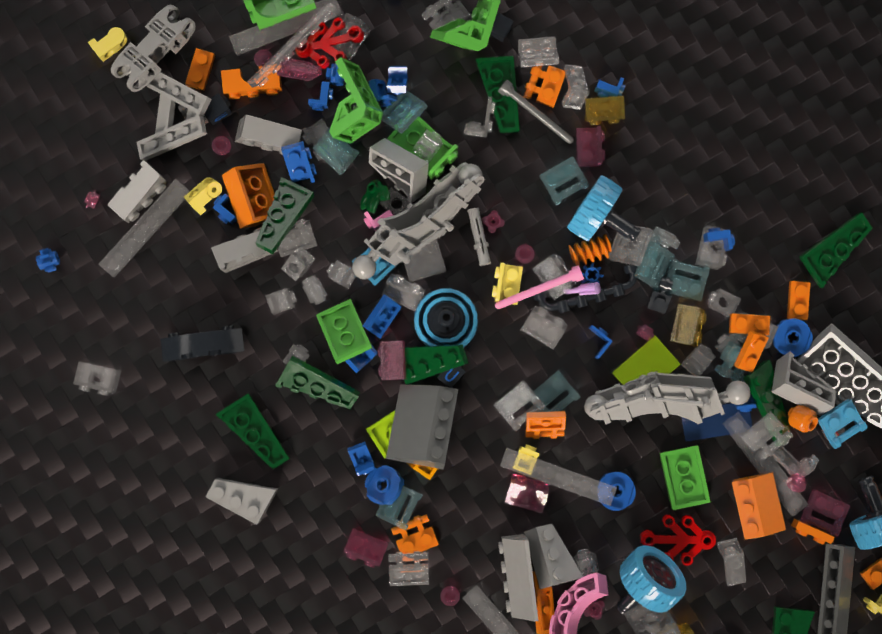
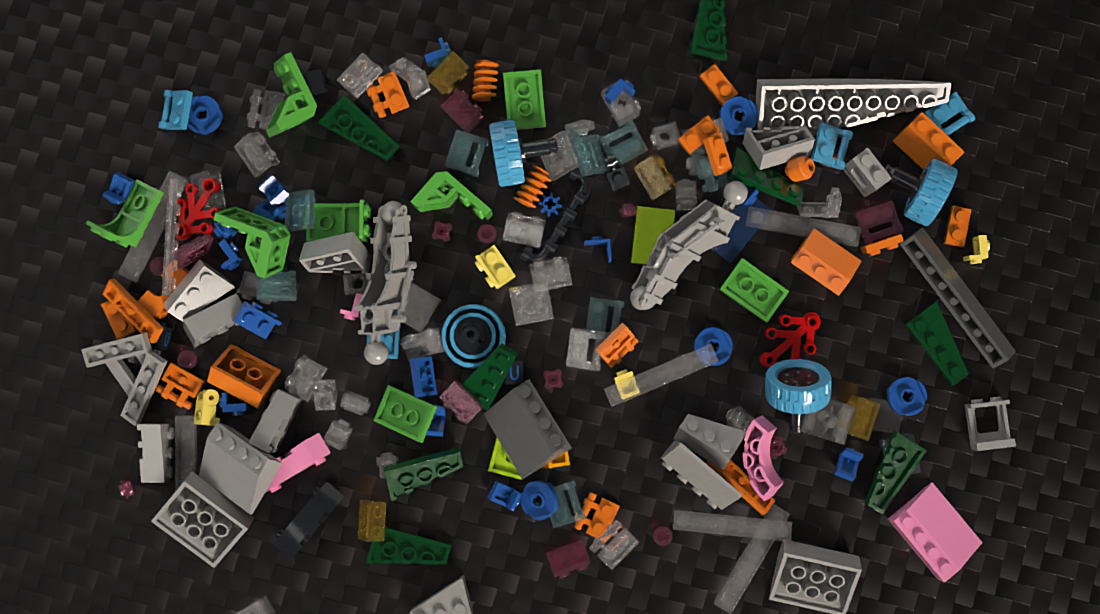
camera: 35 degrees left, 0 degrees up
(48, 260) = (134, 564): blue gear -> none
(109, 44) = (32, 360): light yellow leg -> none
(127, 273) = (203, 519): none -> light grey slope
(153, 48) = (68, 334): light grey piece -> none
(186, 257) = (237, 467): none -> light grey slope
(204, 158) = (182, 380): none -> orange plate
(215, 73) = (132, 310): none -> orange plate
(233, 292) = (298, 459): none -> bright pink brick
(247, 387) = (371, 521): none -> clear yellow bracket
(274, 102) = (197, 291): none -> wedge
(287, 207) = (278, 360): dark green wing -> none
(341, 274) = (364, 373): clear brick -> none
(374, 193) = (334, 289): dark green plate -> none
(409, 40) = (256, 153): none -> clear bracket
(428, 145) = (341, 218): clear brick -> none
(475, 128) = (365, 174): clear bracket -> none
(479, 237) = (448, 256): light grey pin -> none
(480, 405) = (549, 383): none -> clear pink plate
(508, 90) = (363, 124): dark grey piece -> none
(510, 335) = (531, 303): none -> clear tile
(511, 190) = (433, 196): none -> bright green bracket
(527, 493) = (649, 408): clear pink bracket -> none
(574, 275) = (537, 216): bright pink piece -> none
(586, 289) = (555, 218): lavender axle -> none
(626, 139) = (484, 80): none -> orange piece
(644, 179) = (525, 99): none -> bright green plate
(733, 561) = (845, 319): clear bracket -> none
(764, 431) = (780, 202): clear plate -> none
(796, 483) = (838, 219): clear pink plate -> none
(850, 467) = (866, 172): none -> light grey window

